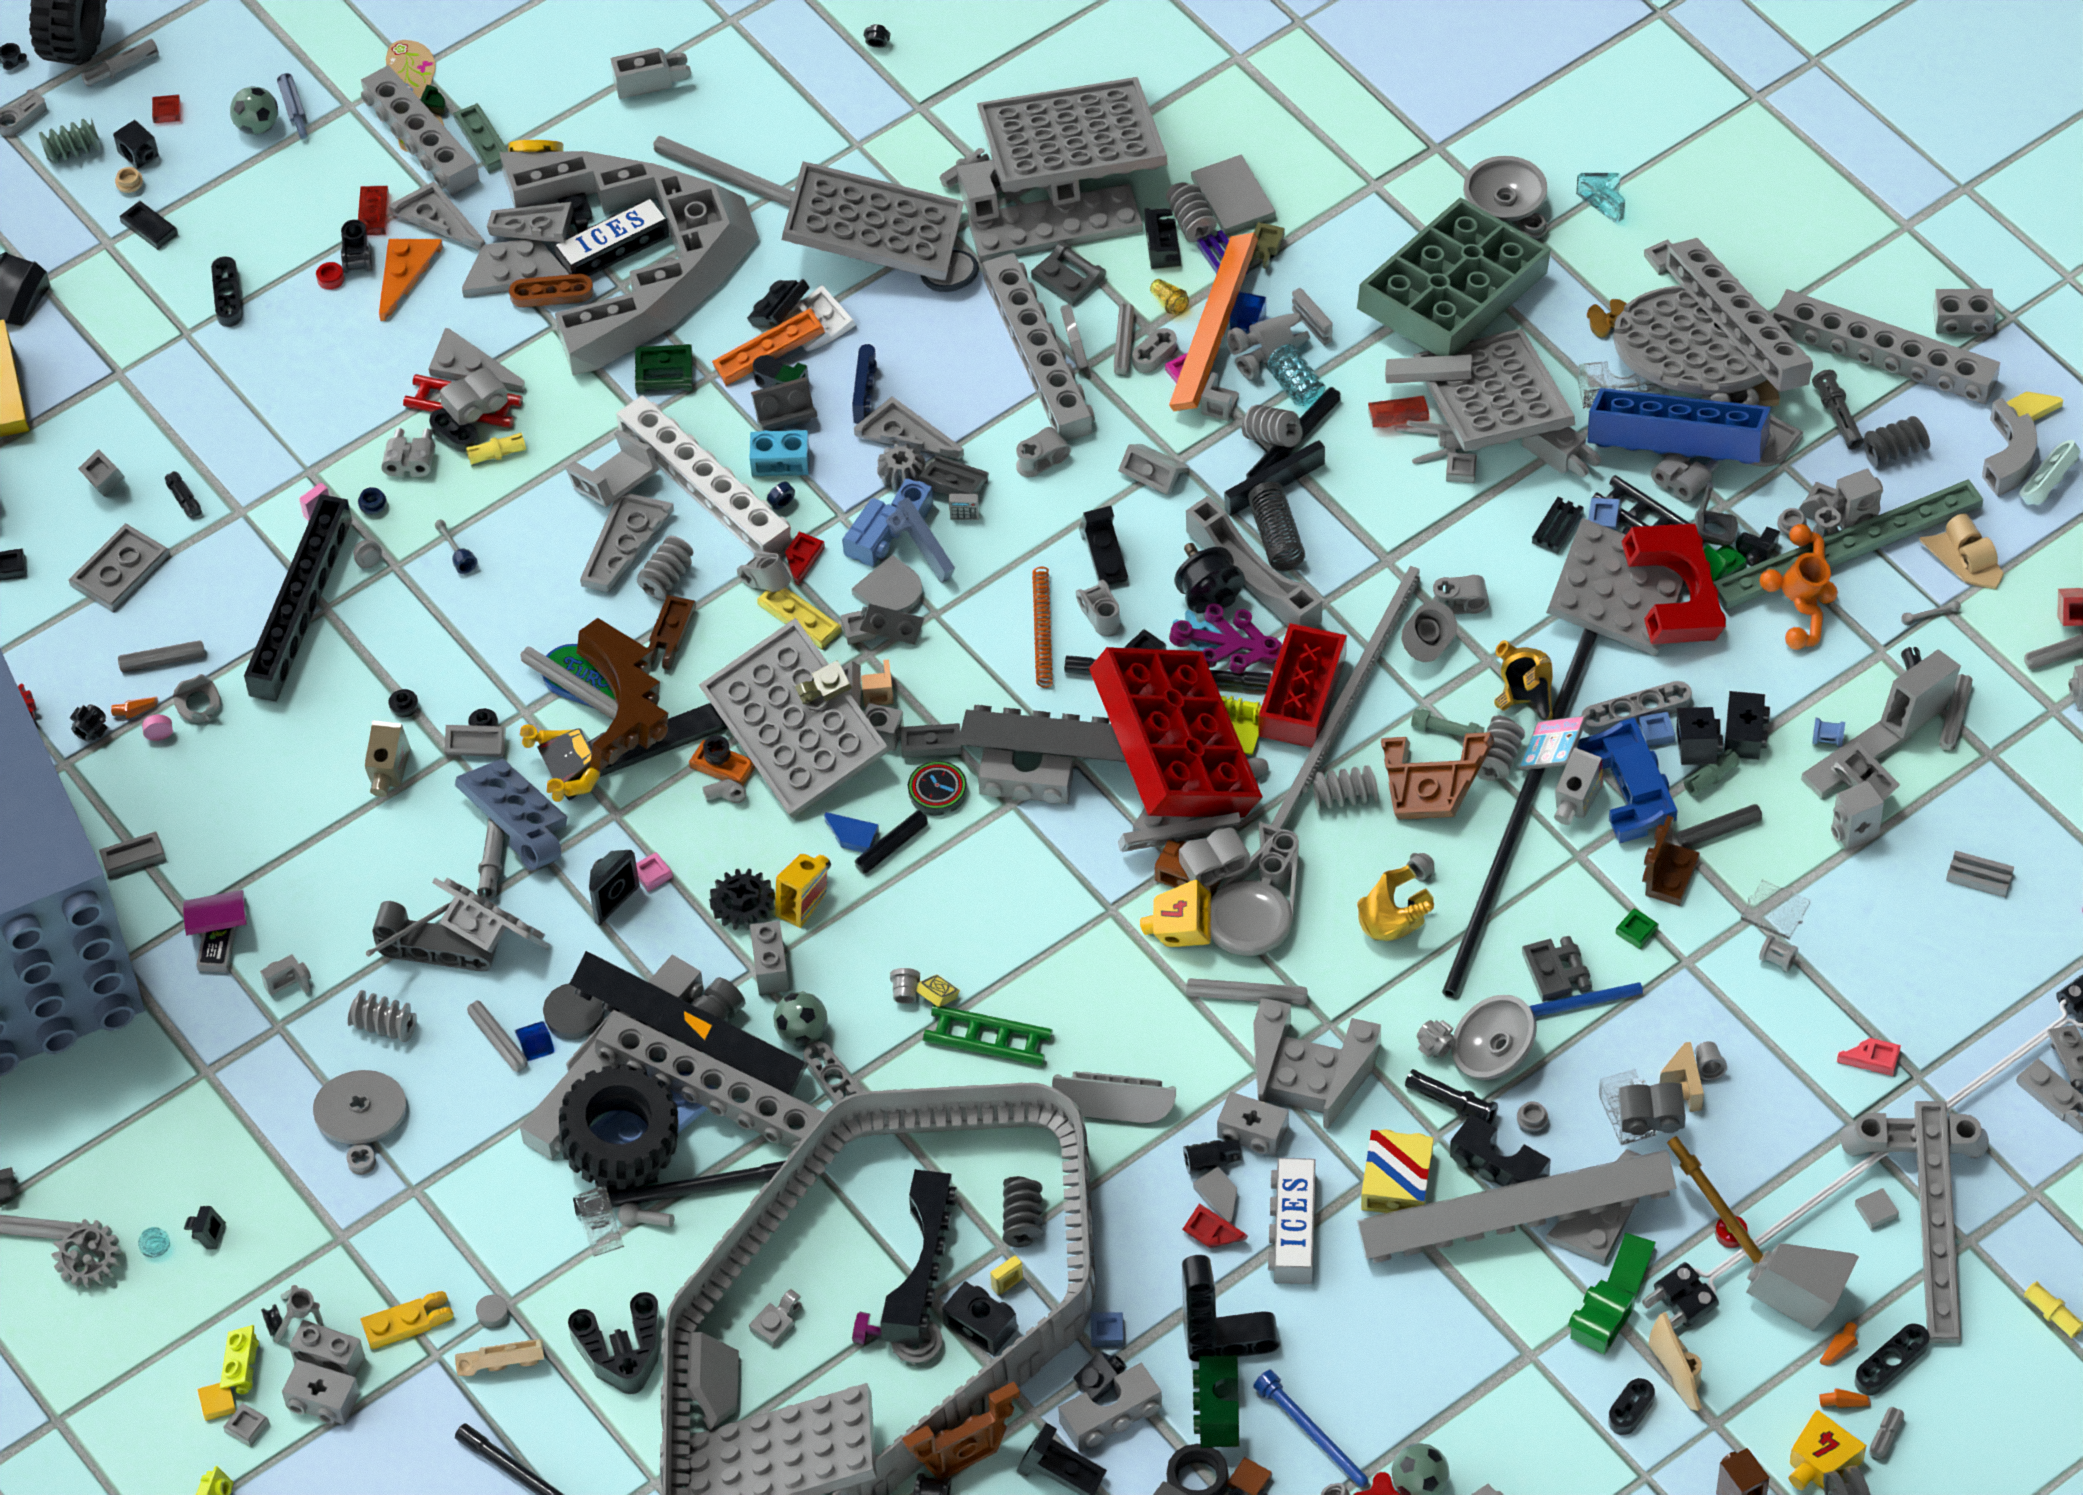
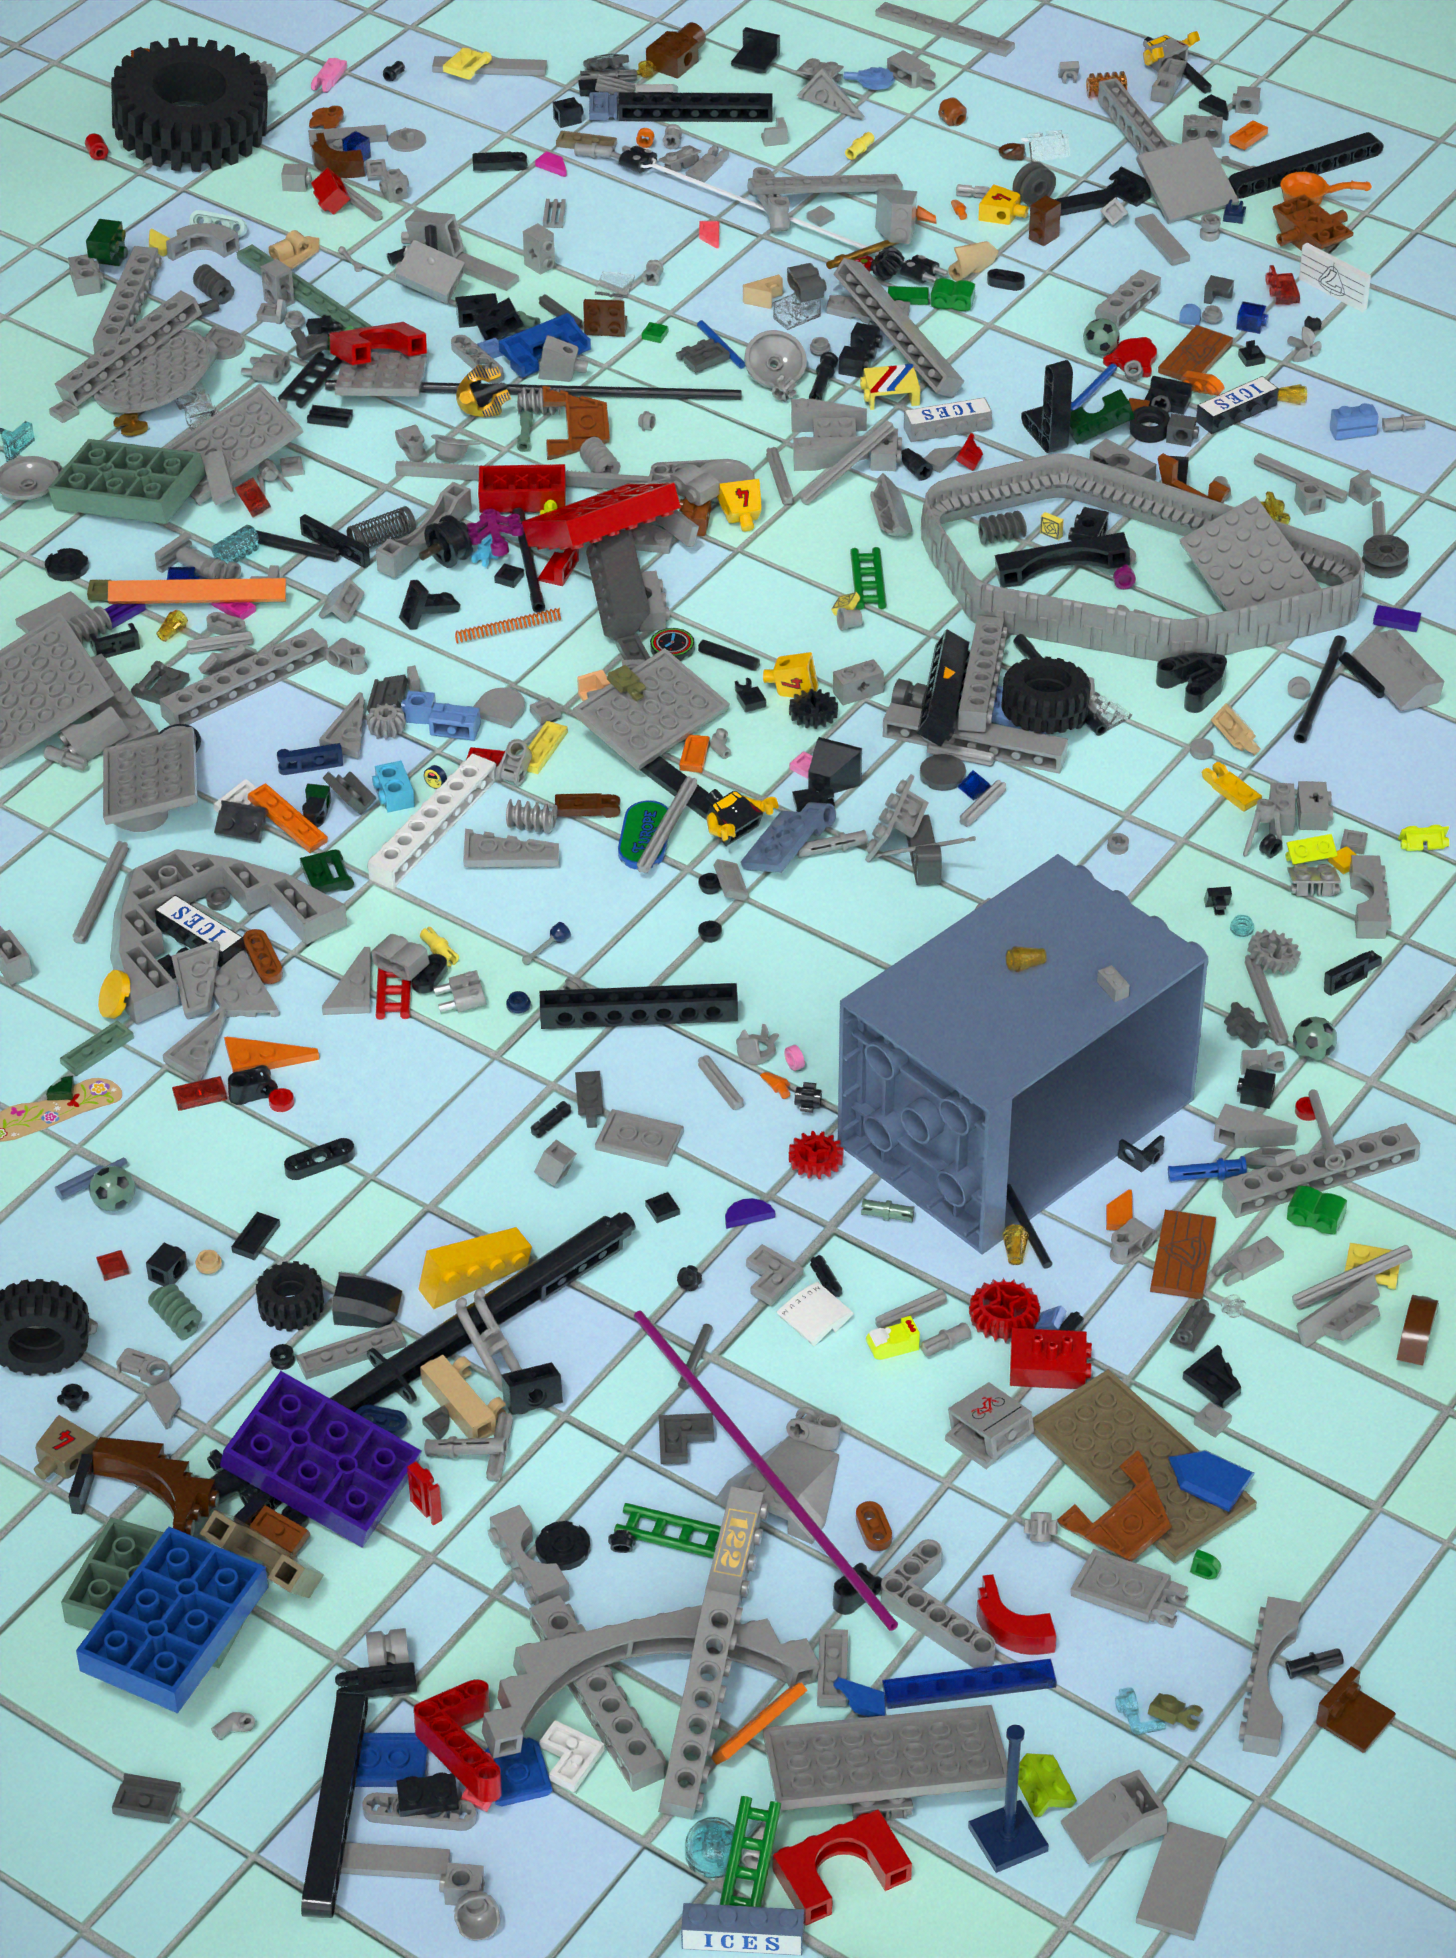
camera: 110 degrees left, 10 degrees down
(20, 1331) = (1350, 972): none -> black hinge
(33, 212) = (286, 1281): none -> black tyre
(167, 1407) = (1371, 916): none -> light grey arch
(194, 1348) = (1323, 873): none -> light grey hinge
(199, 535) = (589, 1096): none -> dark grey hinge
(309, 500) = (534, 1031): bright pink tile -> none
(380, 1102) = (1080, 847): light grey piece -> none
(381, 1017) = (999, 858): light grey piece -> none
(386, 756) = (772, 913): dark tan torso -> none
(419, 130) = (103, 1080): light grey brick -> none
(553, 1461) = (1298, 687): none -> light grey plate
(576, 853) = (805, 796): none -> black plate
(618, 474) = (444, 865): light grey panel -> none
(626, 669) = (665, 787): reddish brown arch -> none
(716, 742) = (688, 743): black bush -> none
(795, 840) = (749, 697): none -> black plate
(800, 1018) = (904, 652): sand green piece -> none
(832, 1066) = (926, 643): light grey beam -> none
(851, 832) = (728, 674): blue tile -> none
(891, 623) = (538, 689): dark grey hinge -> none
(909, 519) = (459, 683): sand blue hinge -> none
(1100, 608) = (484, 597): light grey piece -> none
(1223, 1061) = (847, 462): none -> light grey axle
(1272, 426) = (291, 540): light grey piece -> none
(1337, 219) = (66, 564): none -> black tile
(1380, 915) = (701, 412): pearl gold piece -> none
(1553, 742) = (528, 372): piece -> none
(1605, 512) = (316, 393): medium blue tile -> none
(1679, 425) = (236, 355): blue brick -> none
(1698, 1245) = (887, 263): none -> black gear
(1709, 1061) = (739, 285): light grey piece -> none
(1804, 584) = (355, 296): orange wheel -> none
(1821, 520) = (294, 299): light grey bush -> none
(1828, 732) = (469, 280): medium blue bush -> none
(1832, 671) = (429, 269): none -> light grey piece
(1859, 766) = (505, 250): light grey brick -> none
(1890, 1372) = (932, 200): black beam -> none
(2008, 325) = (107, 242): none -> dark green brick

